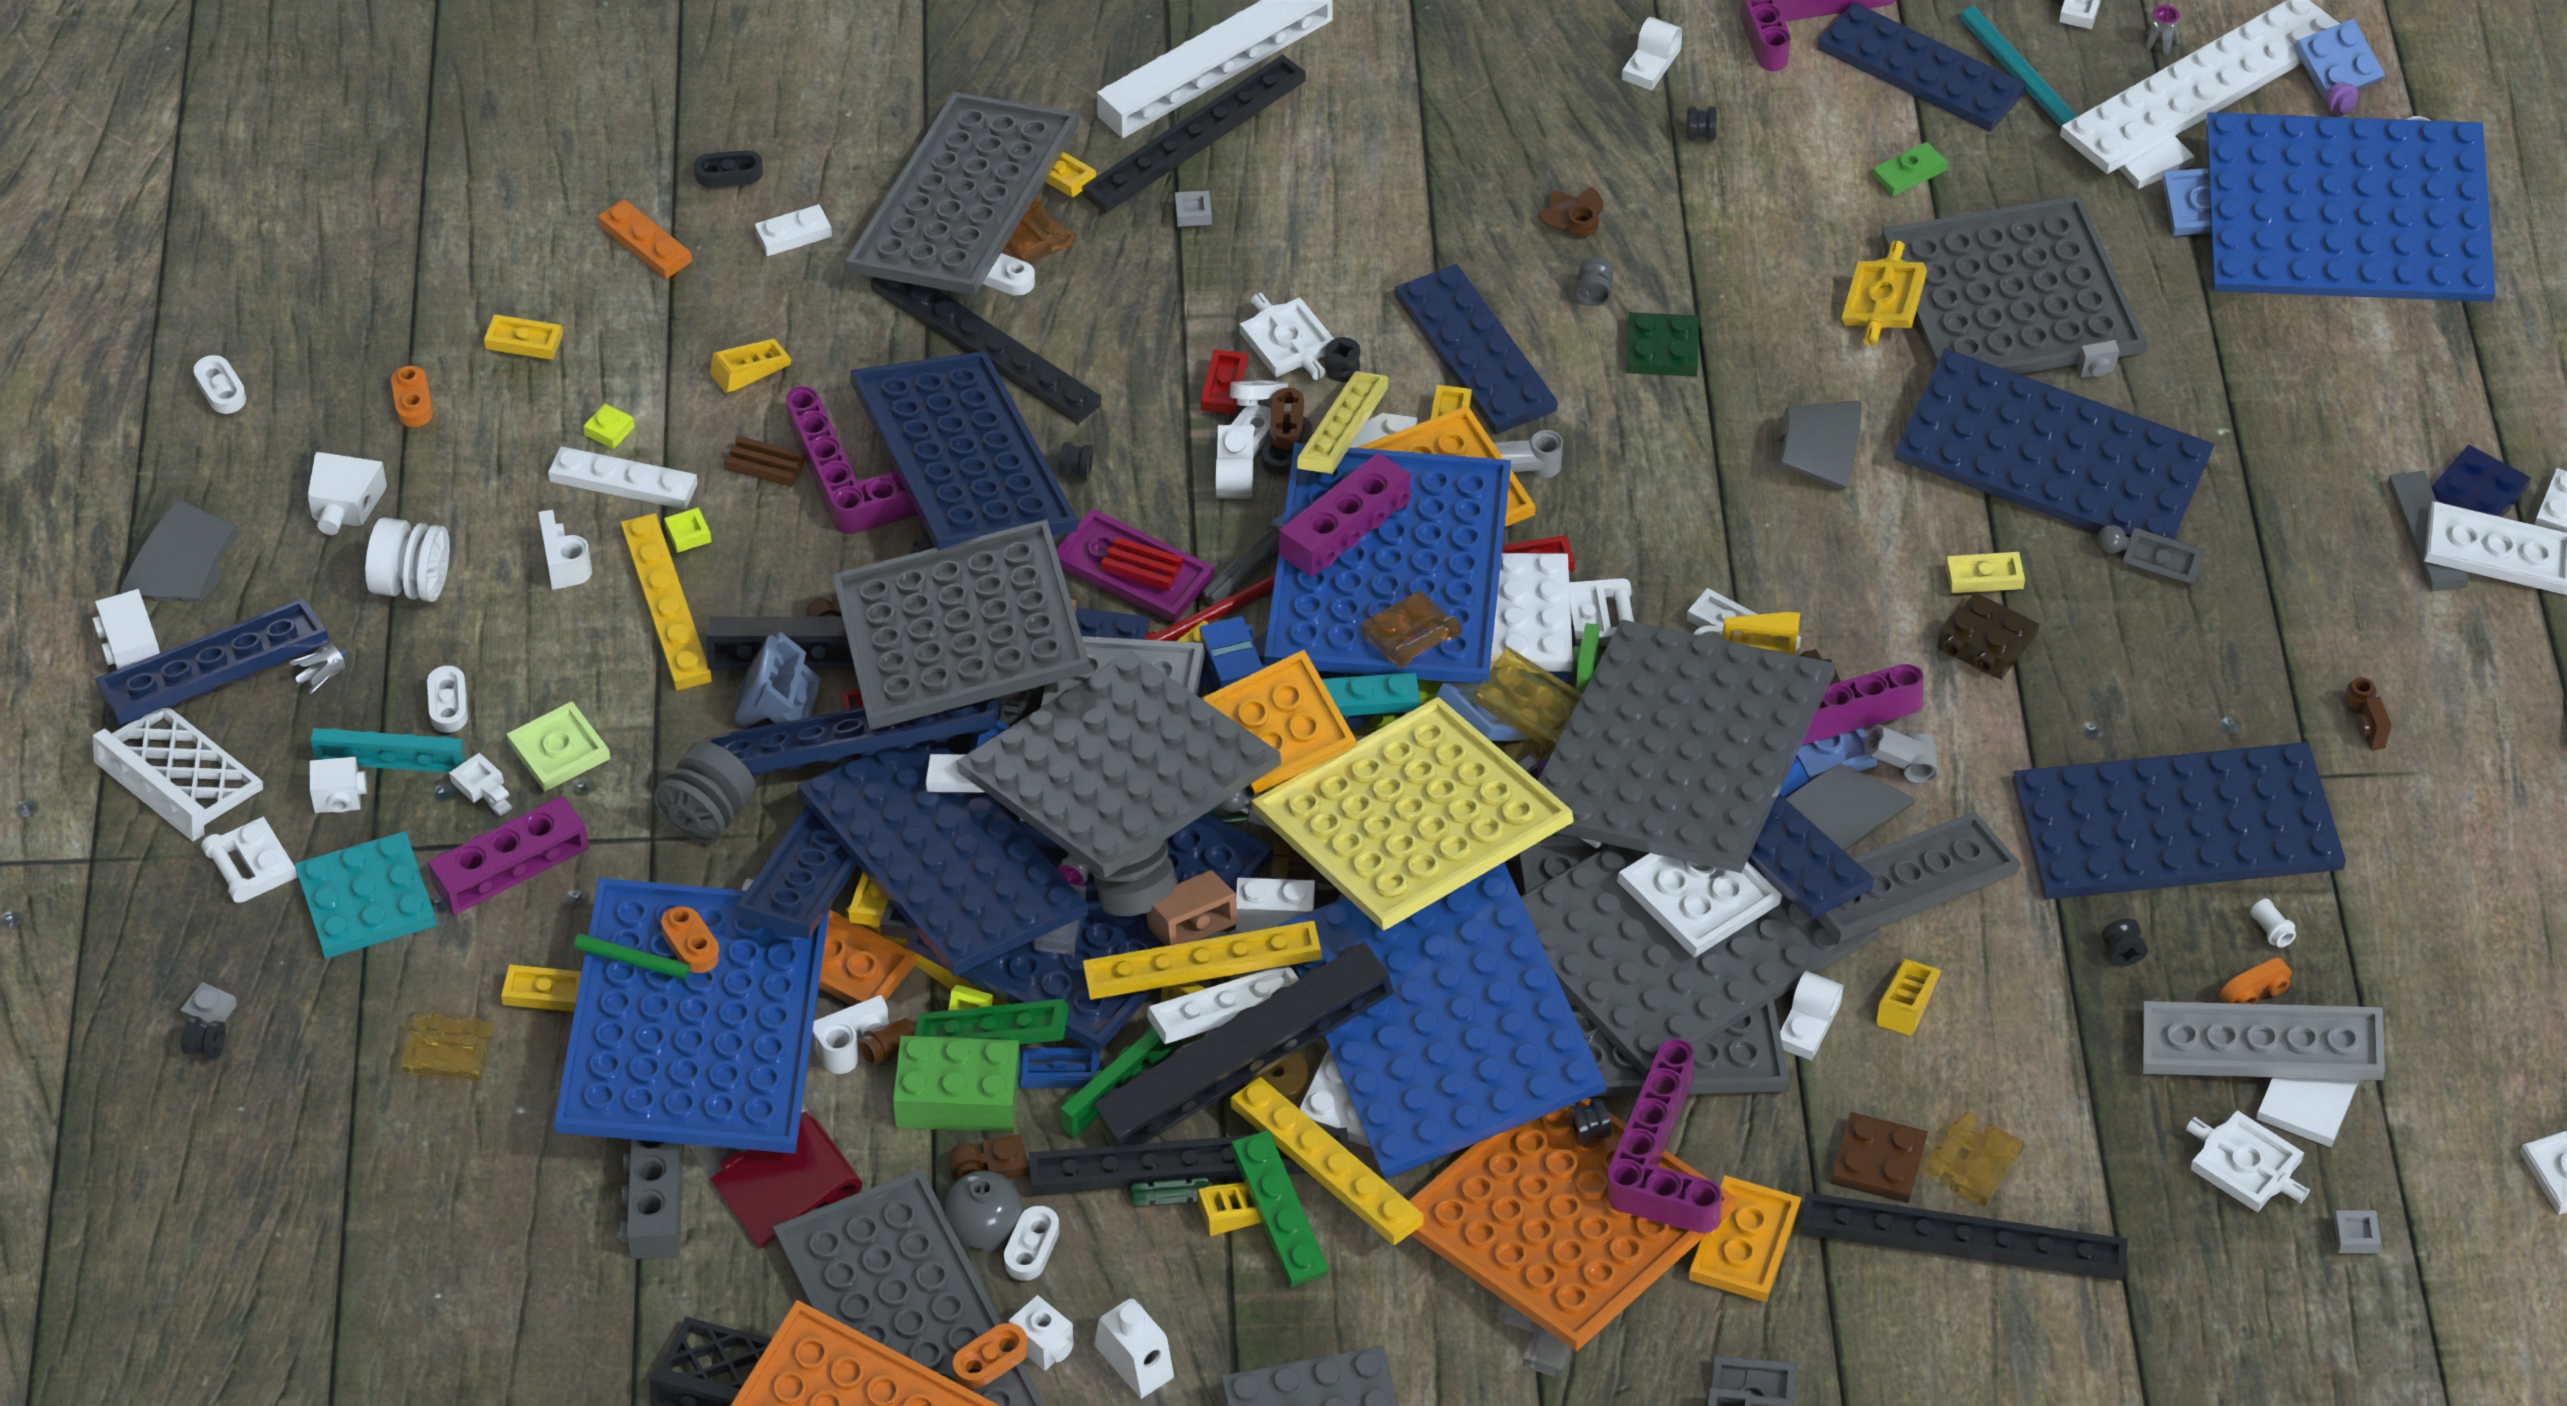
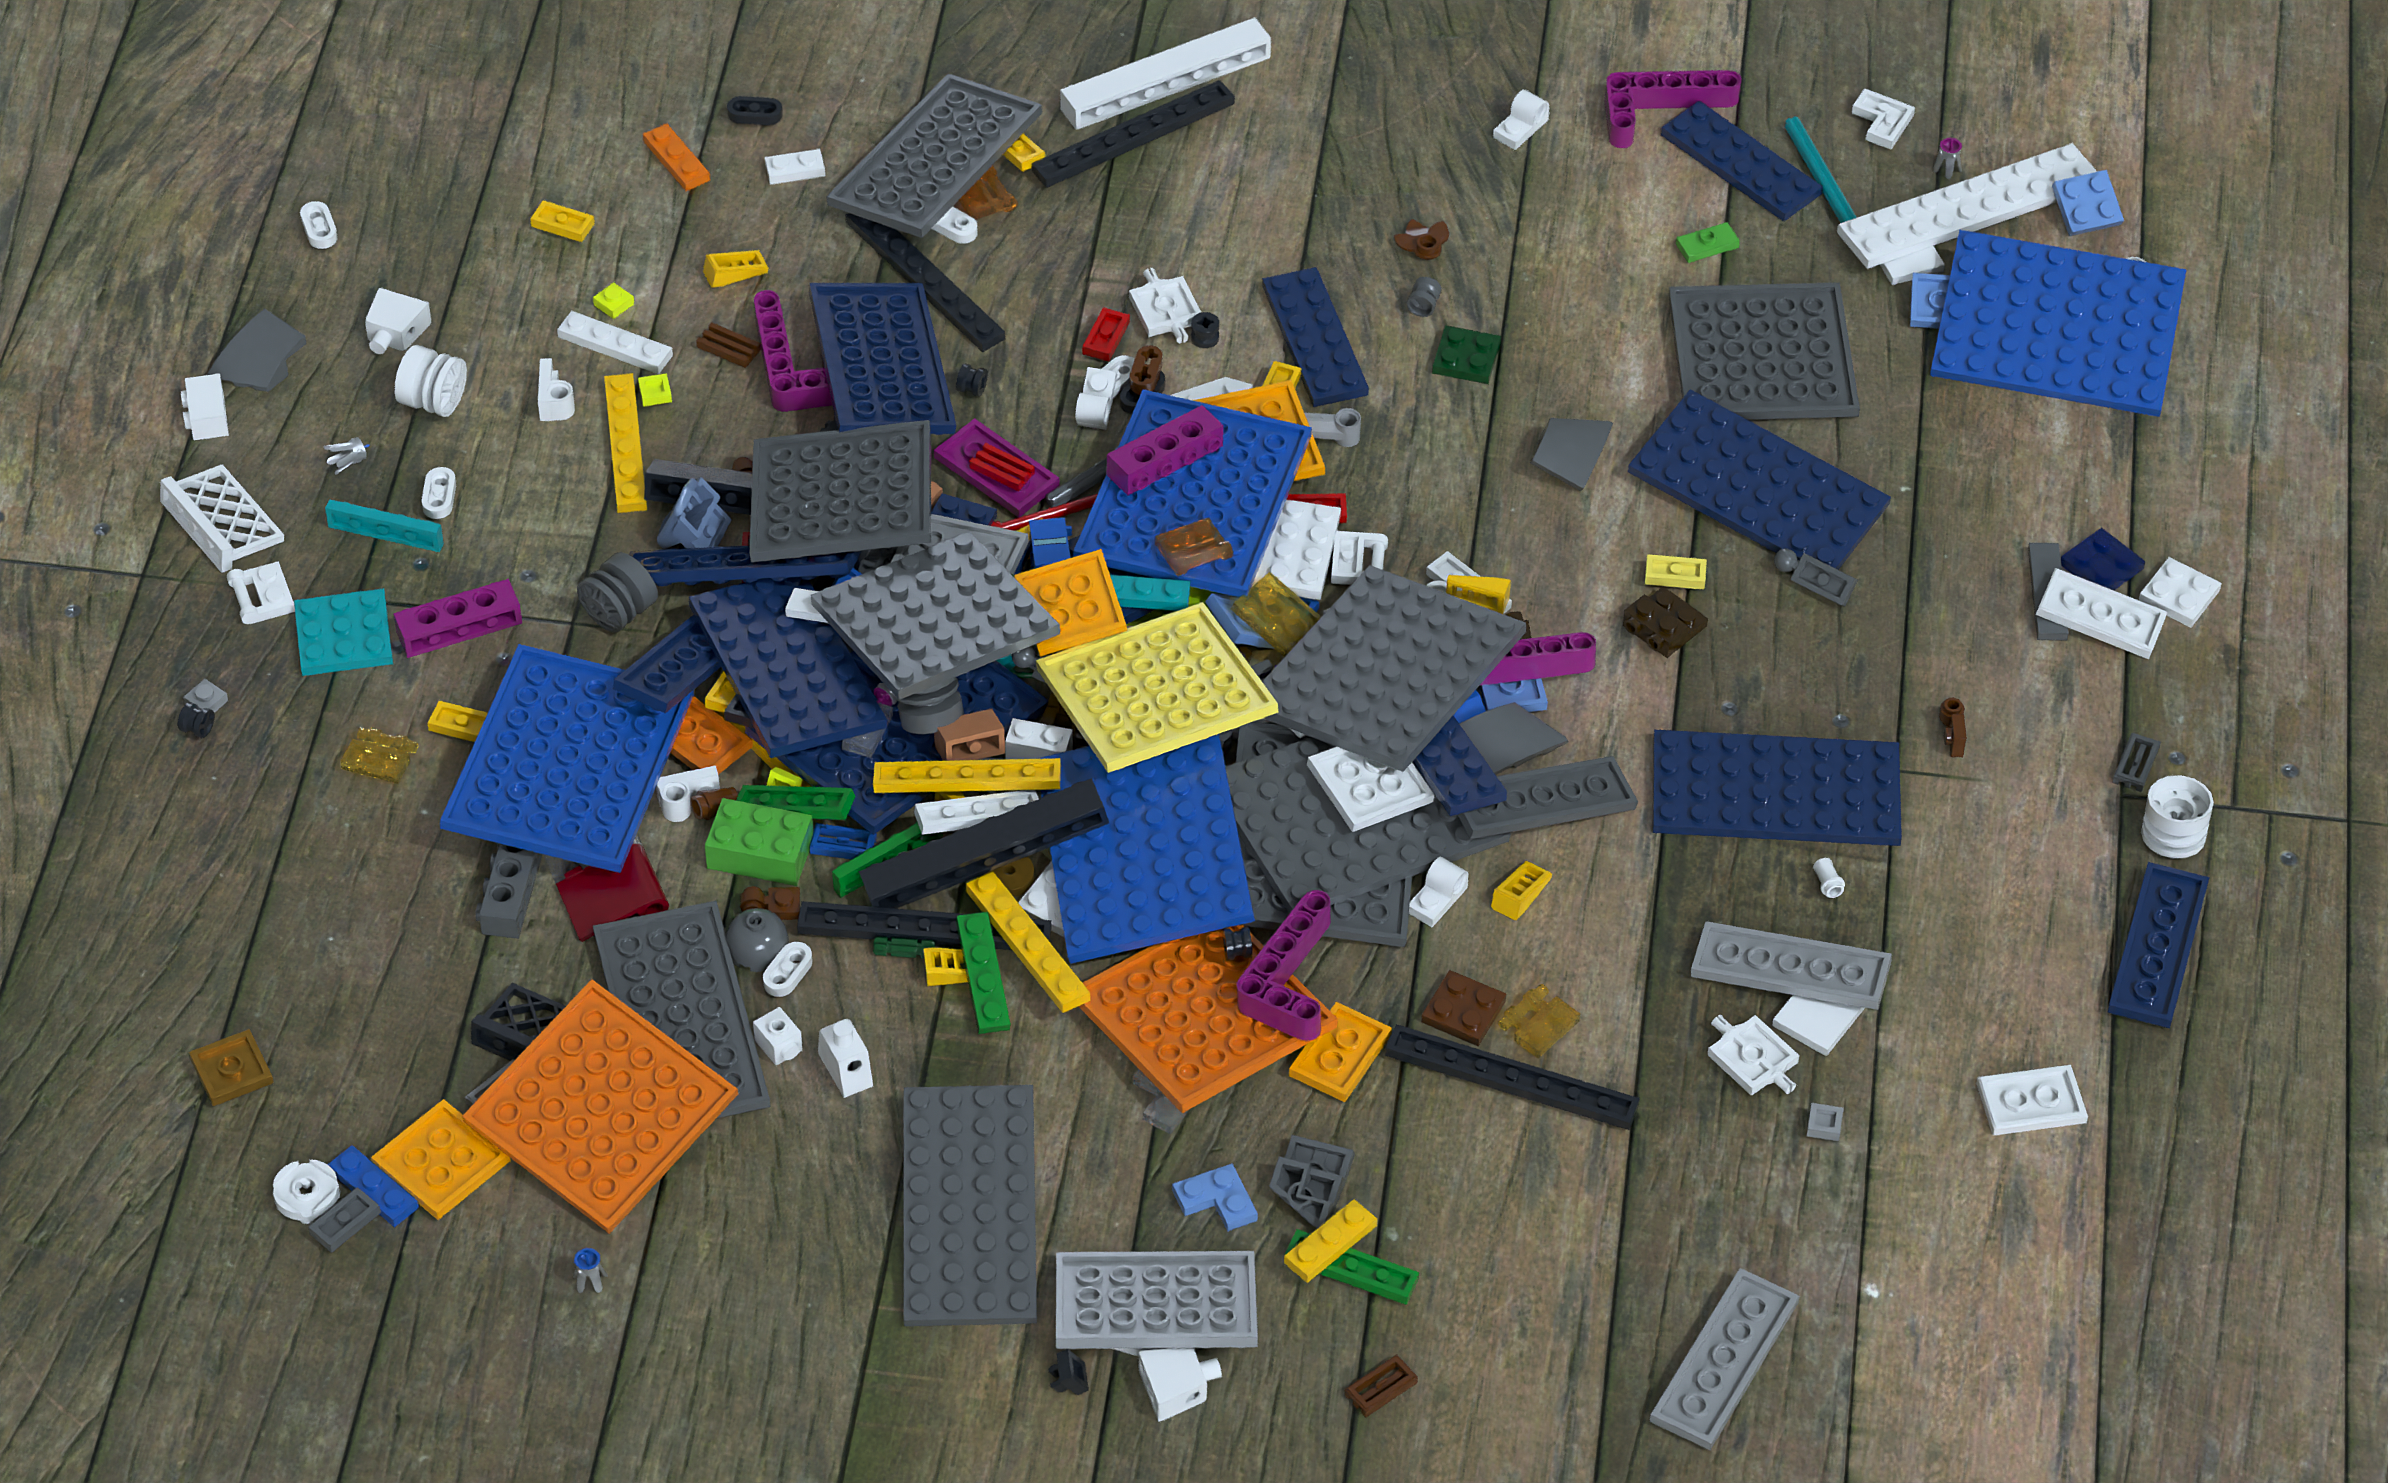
camera: 10 degrees right, 0 degrees up
(212, 661) = (265, 437): dark blue plate -> none
(336, 785) = (338, 545): white brick -> none
(411, 396) = (465, 255): orange plate -> none
(481, 779) = (450, 558): white plate -> none
(558, 746) = (515, 541): yellowish green plate -> none
(632, 956) = (529, 706): green bar -> none
(684, 933) = (573, 695): orange plate -> none
(988, 1357) = (731, 1045): orange plate -> none
(1193, 208) = (1116, 193): light grey plate -> none
(1250, 392) = (1121, 345): white plate -> none
(1342, 422) = (1187, 379): light yellow tile -> none
(1586, 656) = (1334, 588): bright green plate -> none
(1701, 123) = (1545, 181): black wheel -> none
(1884, 294) = (1655, 339): yellow plate -> none
(1912, 753) = (1576, 704): light grey piece -> none
(2097, 359) = (1816, 416): light grey plate -> none
(2124, 942) = (1704, 874): black wheel -> none
(2257, 983) = (1801, 921): orange plate -> none
(2341, 98) = (2081, 234): medium lavender plate -> none

